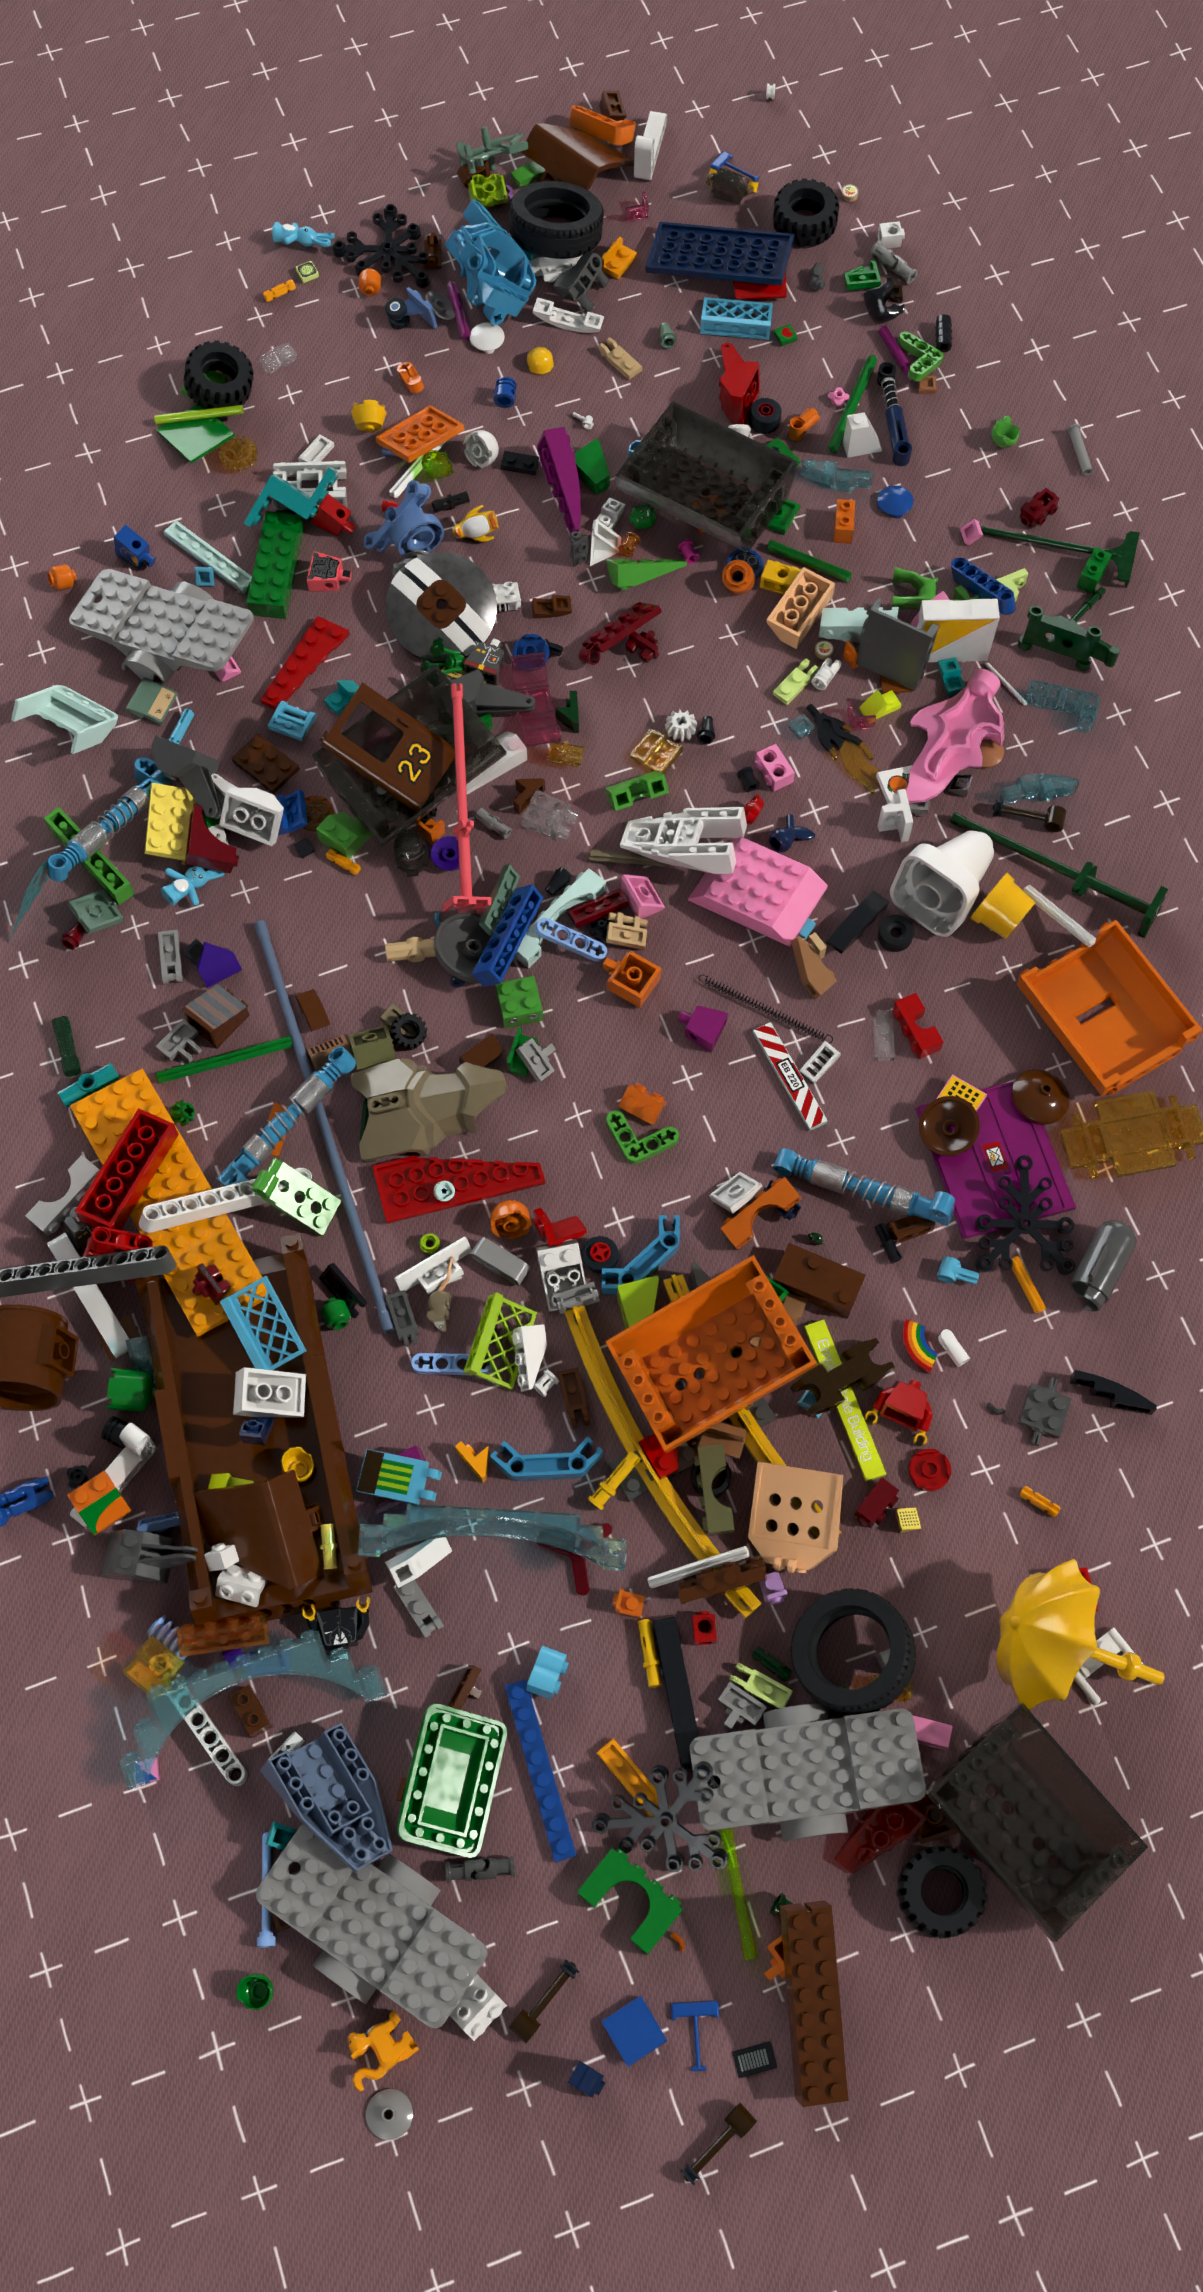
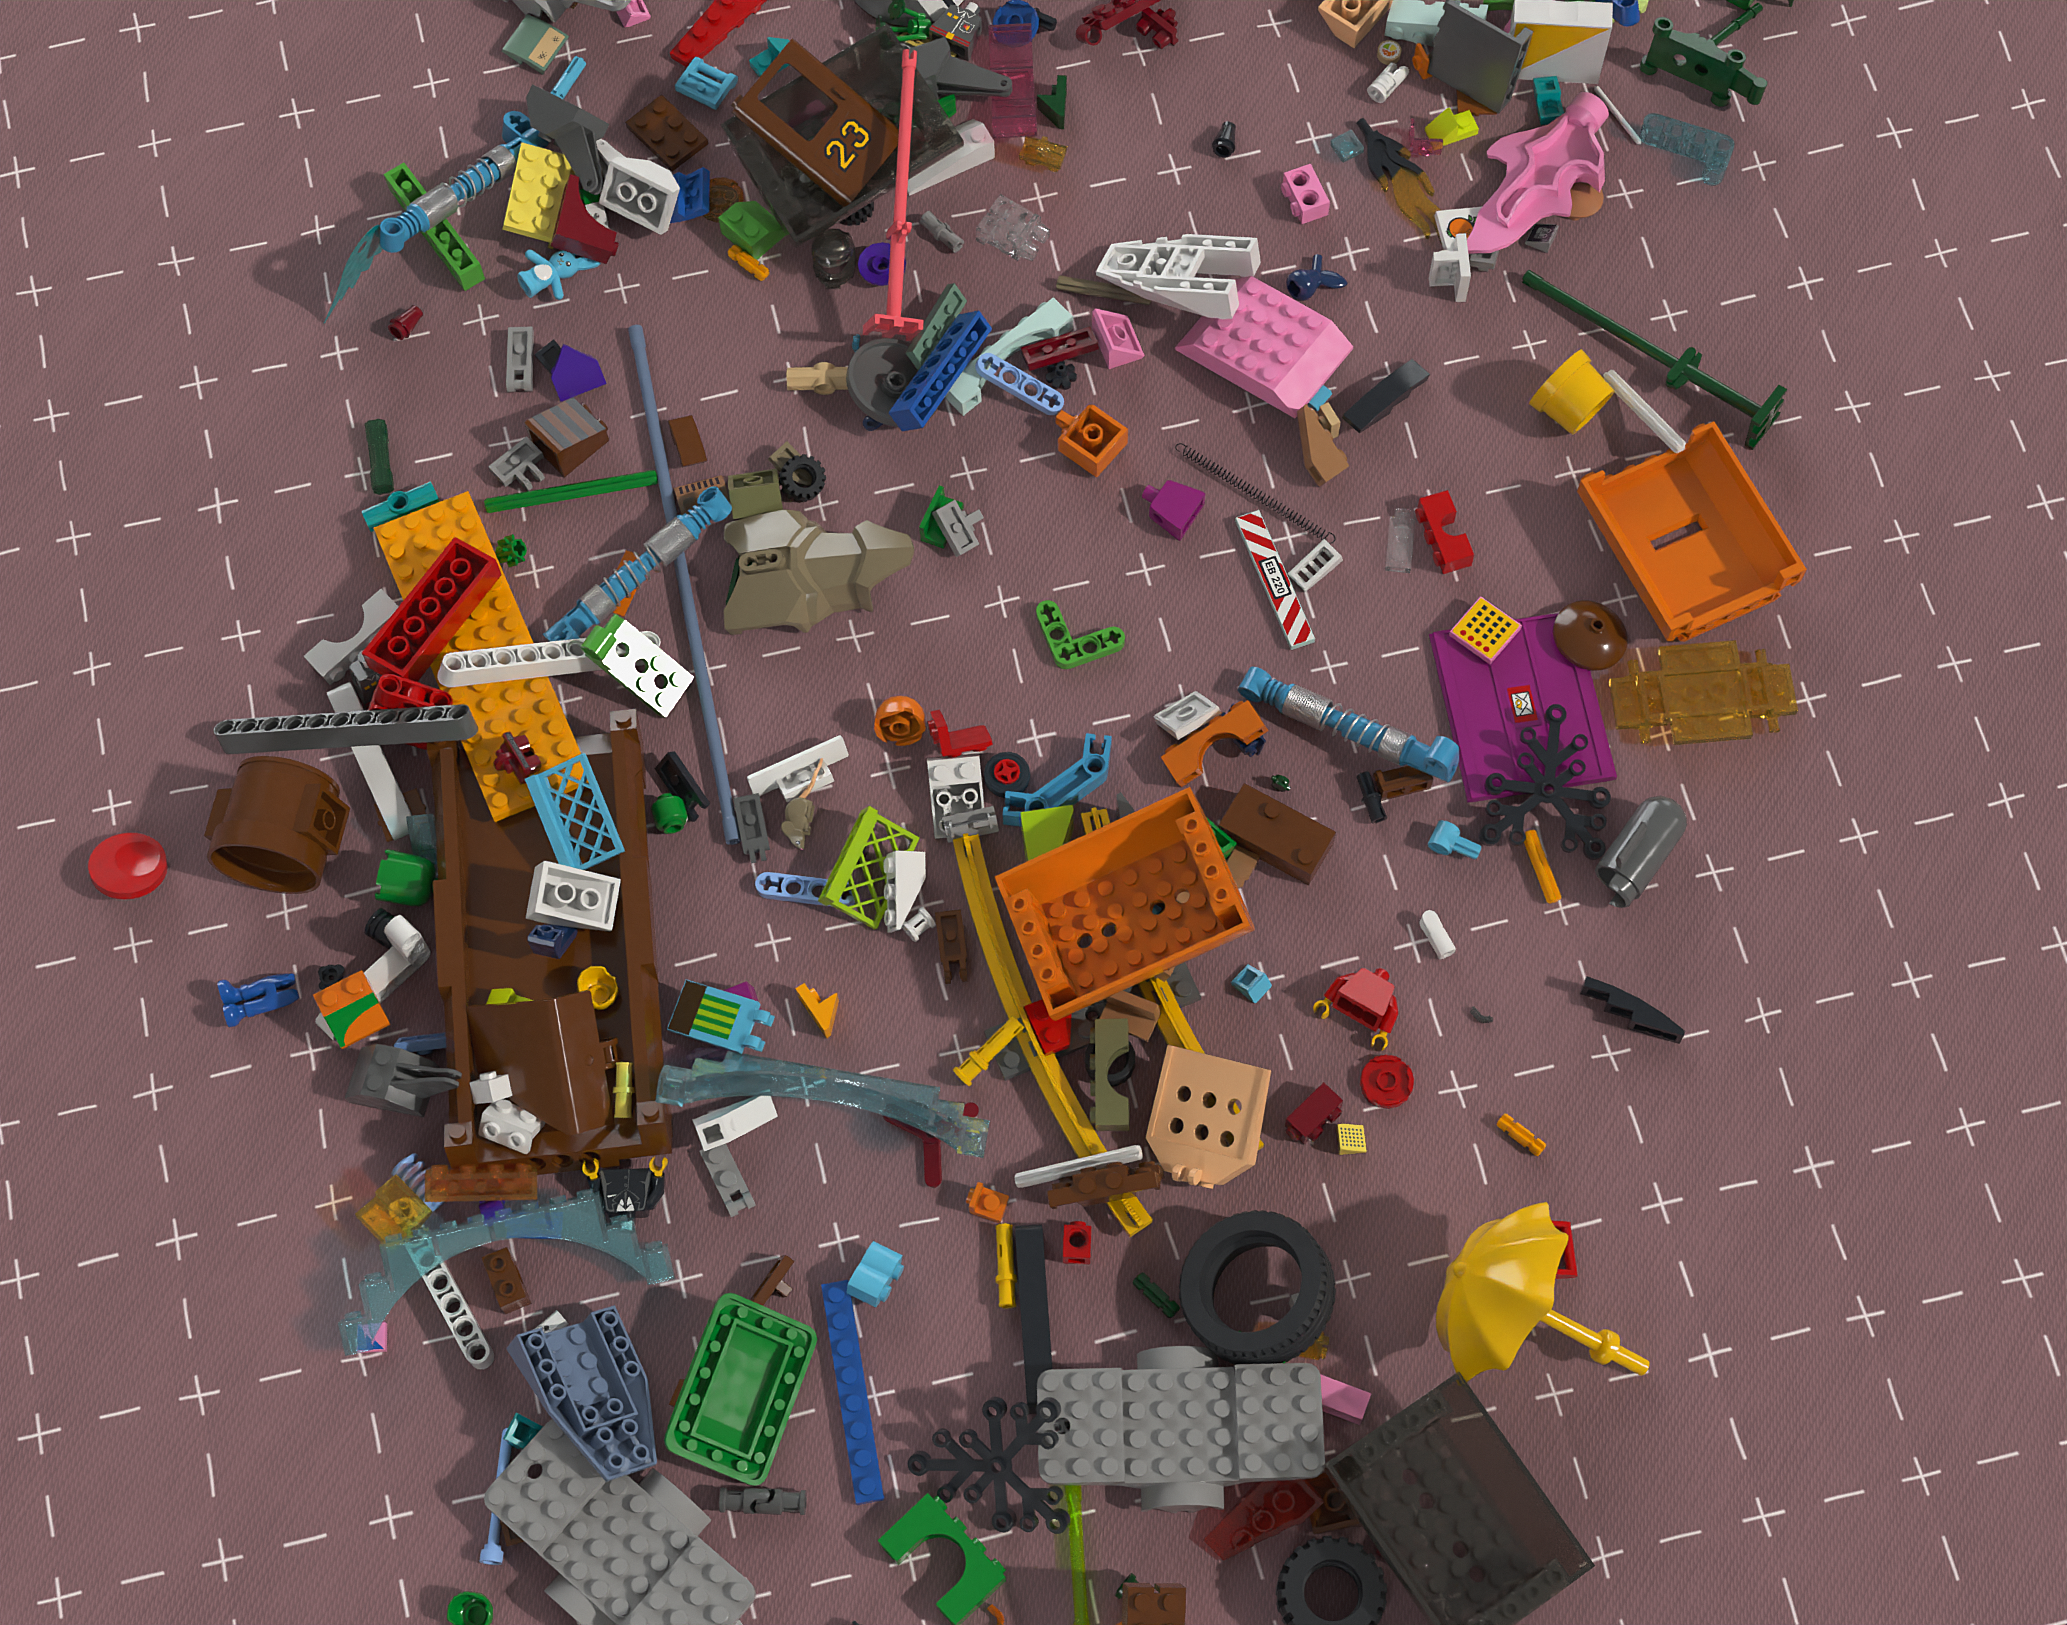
camera: 10 degrees right, 0 degrees up
(69, 710) = (431, 45): light aqua windscreen -> none
(95, 911) = (434, 295): sand green plate -> none
(304, 848) = (702, 241): black piece -> none
(409, 1183) = (802, 669): red wing -> none
(429, 1238) = (796, 733): lime plate -> none
(432, 830) = (863, 233): orange panel -> none
(444, 1191) = (821, 677): light aqua tile -> none
(483, 1052) = (892, 512): reddish brown hinge -> none
(500, 1261) = (881, 770): light grey beam -> none
(519, 1002) = (945, 455): bright green piece -> none
(527, 789) = (988, 193): reddish brown slope -> none
(546, 1465) = (908, 1025): dark azure piece -> none
(559, 879) = (1014, 310): black cone -> none
(626, 935) = (1091, 385): tan plate -> none
(627, 1772) = (958, 1405): light orange tile -> none
(642, 1103) = (1084, 595): orange bracket -> none
(647, 785) = (1142, 202): bright green arch -> none
(656, 752) = (1158, 162): clear yellow slope -> none
(681, 725) = (1193, 131): white gear -> none
(740, 1706) = (1110, 1342): light grey hinge -> none
(748, 779) = (1270, 205): black bush -> none
(753, 809) = (1270, 243): red hat -> none
(762, 1687) = (1140, 1321): yellowish green hinge -> none
(773, 1589) = (1169, 1204): lavender bracket -> none
(795, 682) = (1346, 90): yellowish green hinge -> none
(829, 1385) = (1308, 947): dark brown piece -> none
(848, 1410) = (1291, 985): neon yellow tile -> none
(892, 943) = (1433, 427): black tyre -> none
(917, 1347) = (1391, 928): tile -> none
(941, 1115) = (1458, 646): reddish brown dish -> none
(943, 881) = (1496, 355): white cone -> none
(1044, 785) = (1649, 247): clear light blue slope -> none
(1044, 1411) = (1542, 1024): dark grey plate -> none
(1053, 819) = (1654, 289): dark brown piece -> none
(1110, 1642) = (1550, 1341): white plate -> none

